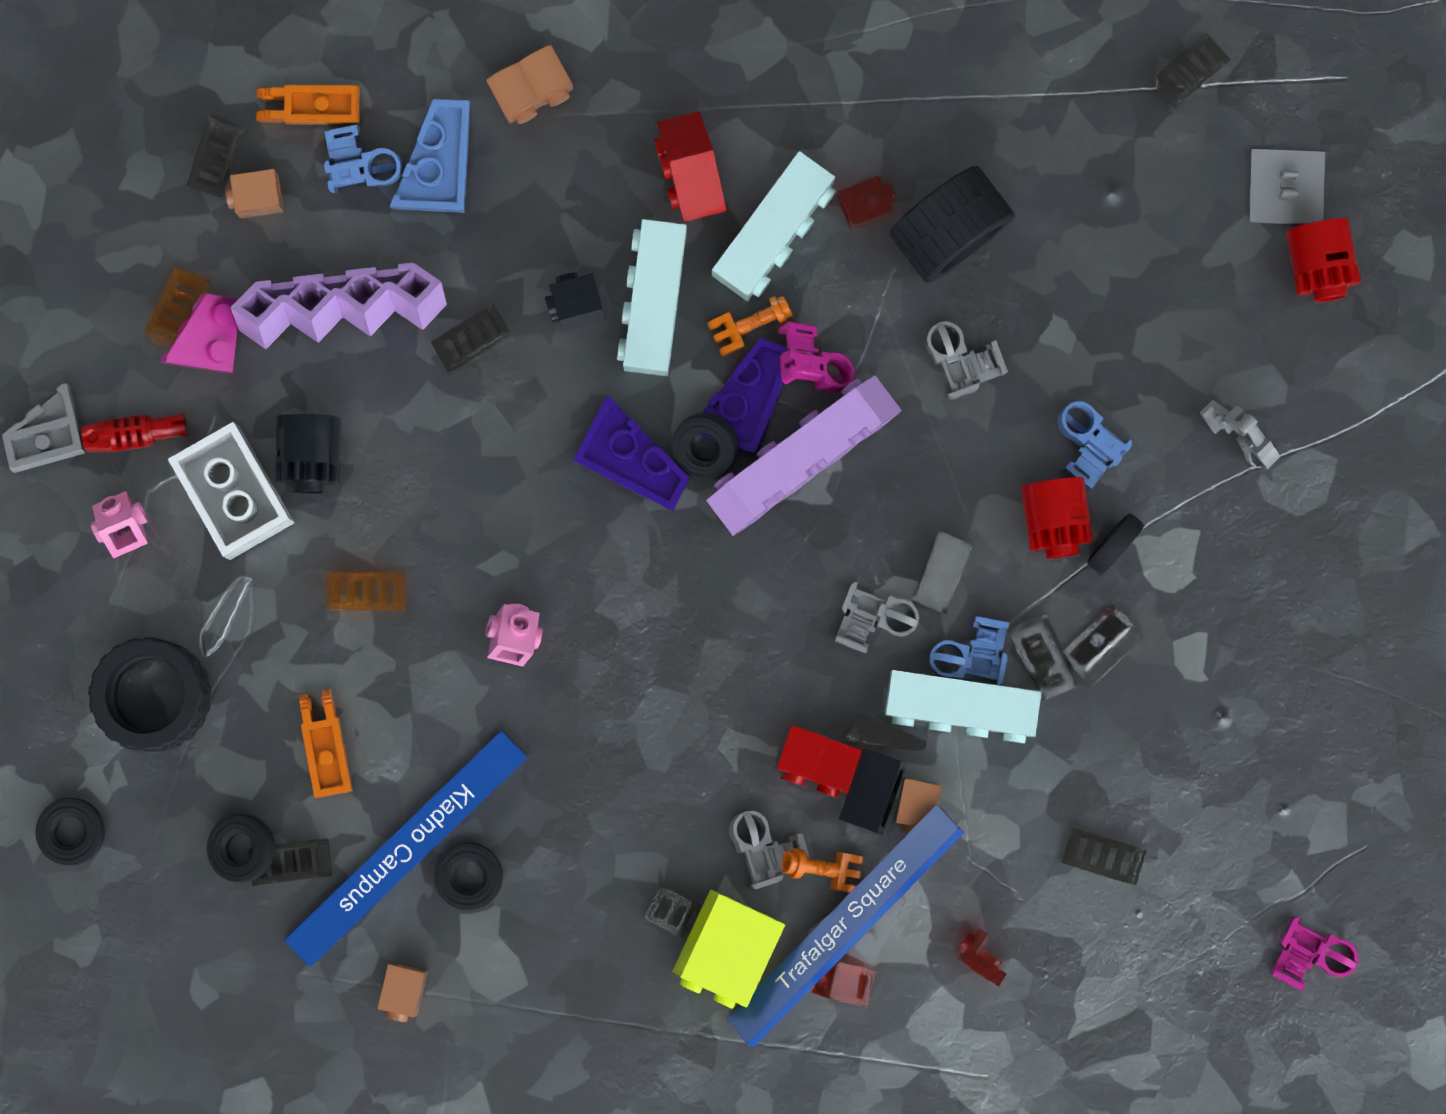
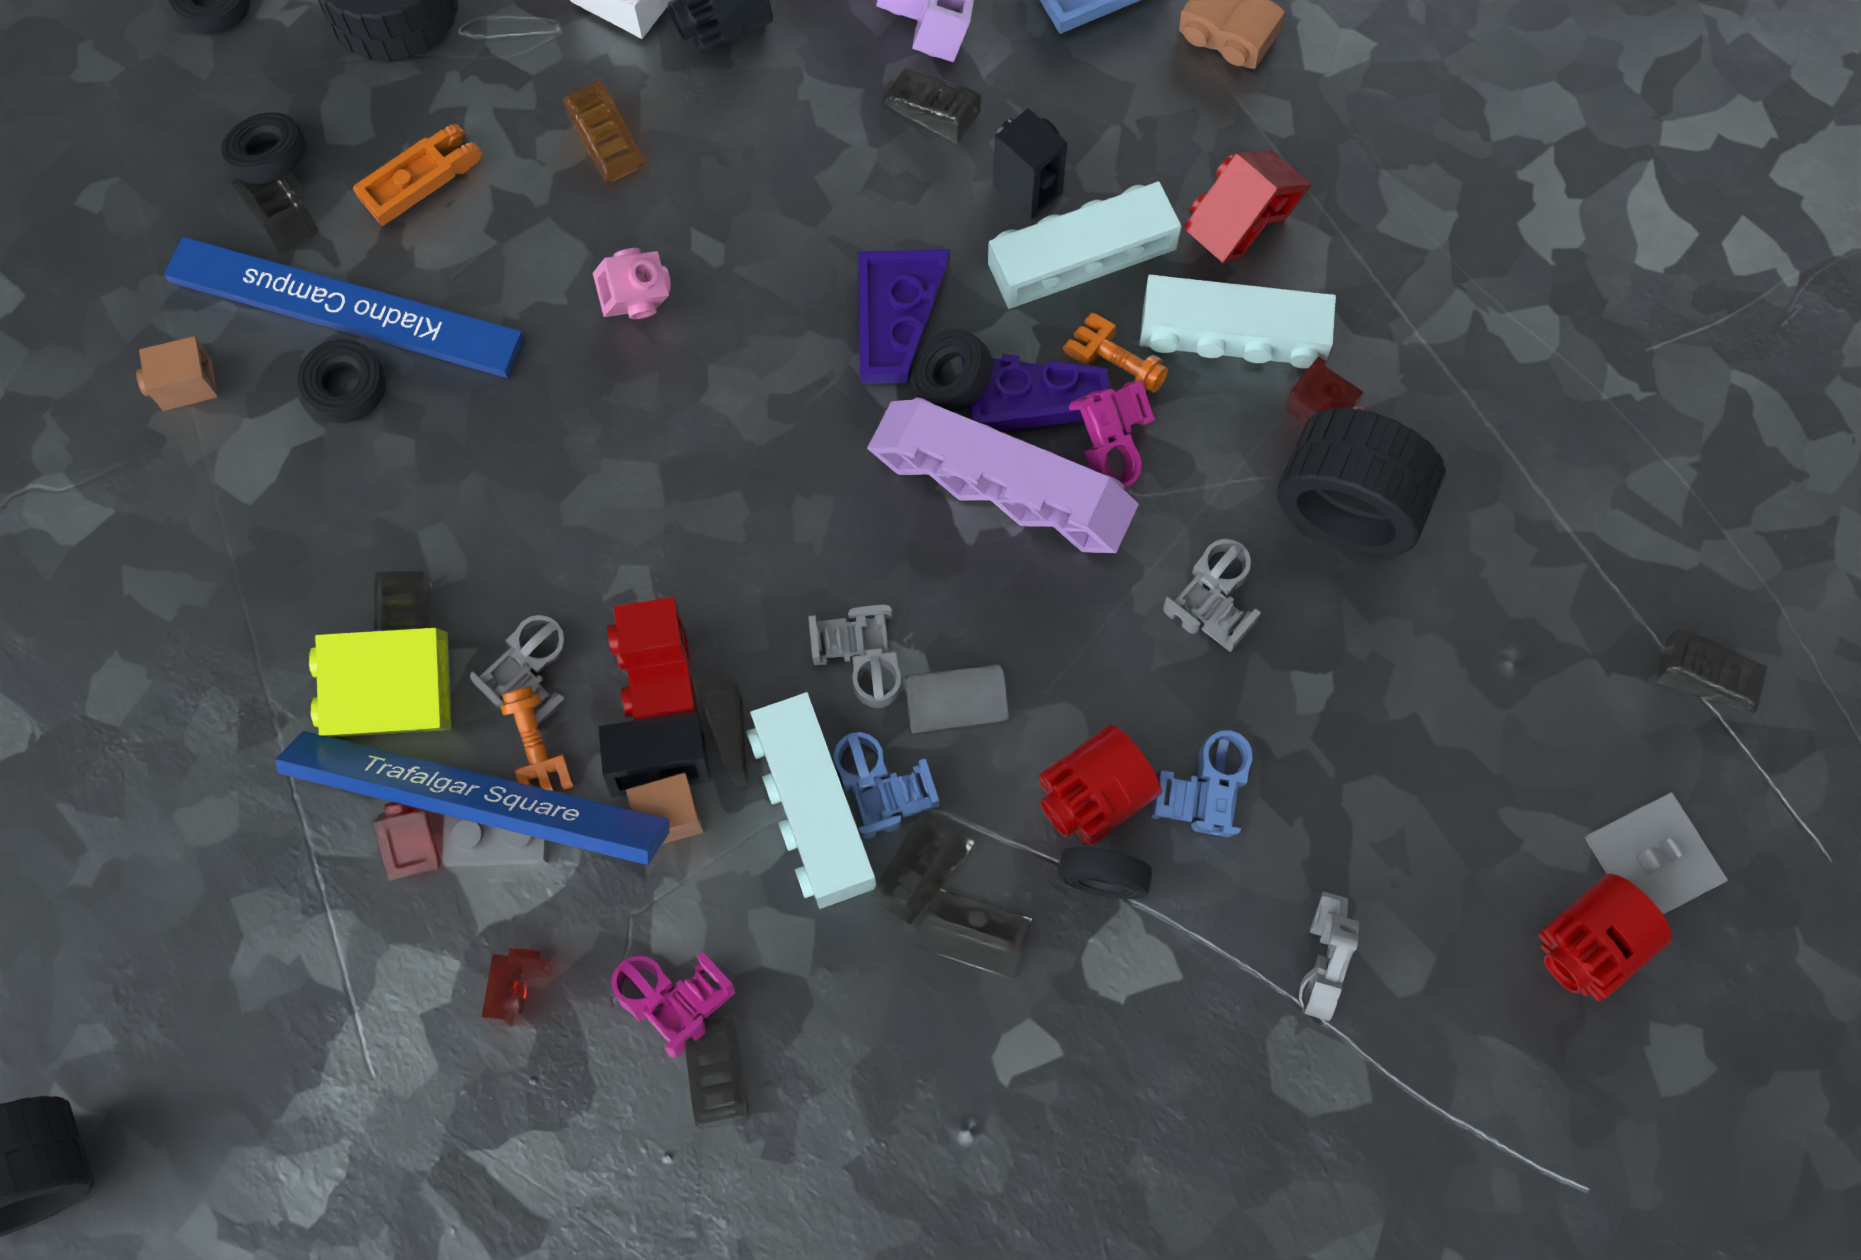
camera: 65 degrees right, 15 degrees down
(1053, 858) = (681, 1005): none -> dark pink piece

